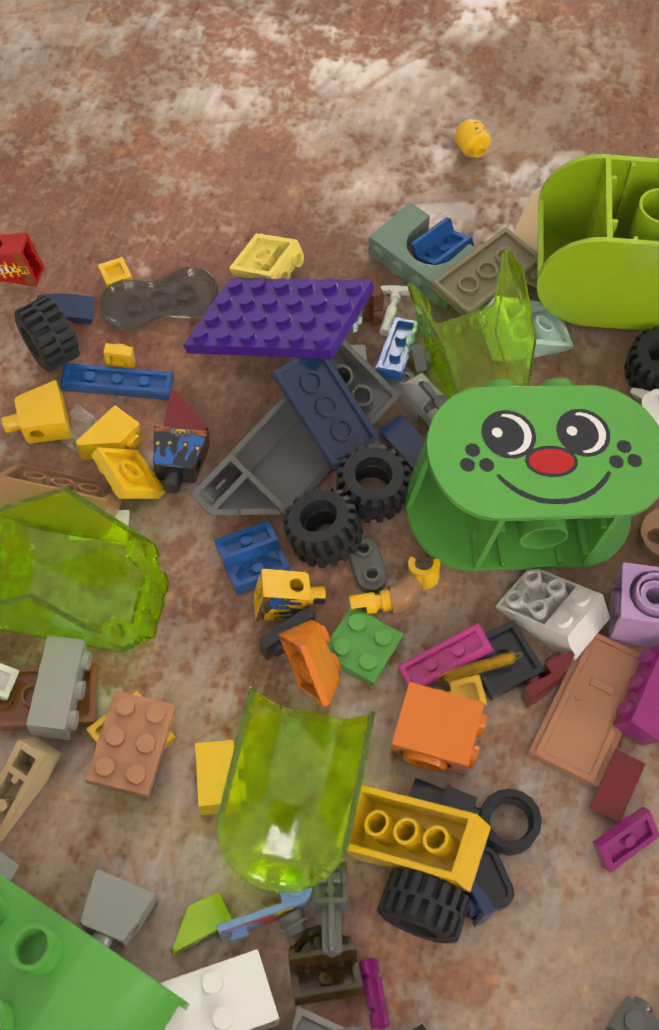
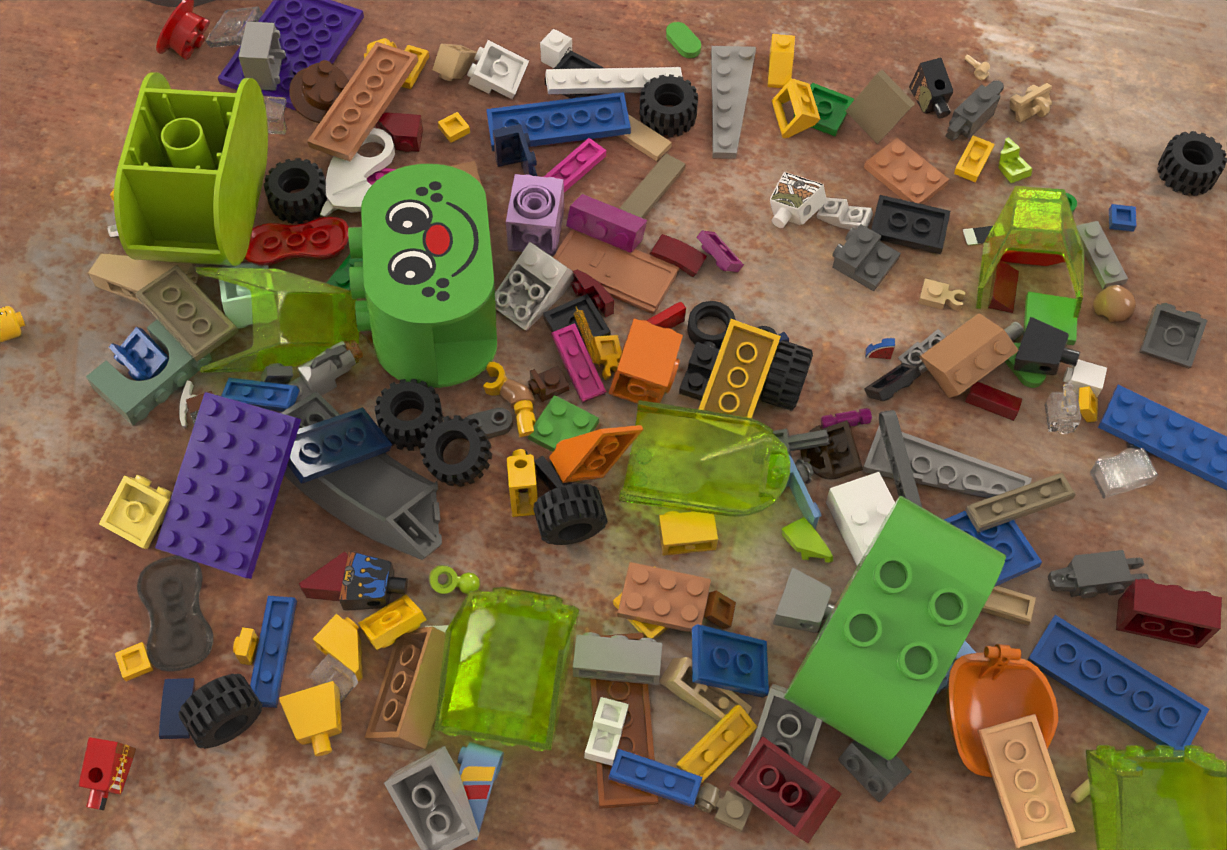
camera: 90 degrees left, 0 degrees up
(45, 812) = (729, 661): none -> blue tile
(116, 809) = (719, 609): none -> dark orange plate
(175, 549) = (466, 582): none -> lime plate
(235, 640) = (570, 514): none -> black tyre
(249, 552) = (477, 516): blue slope -> none
(403, 439) = (364, 388): dark blue slope -> none
(420, 627) = (548, 383): none -> reddish brown bracket
(509, 759) = (669, 317): none -> red tile
(593, 356) = (316, 239): none -> red plate

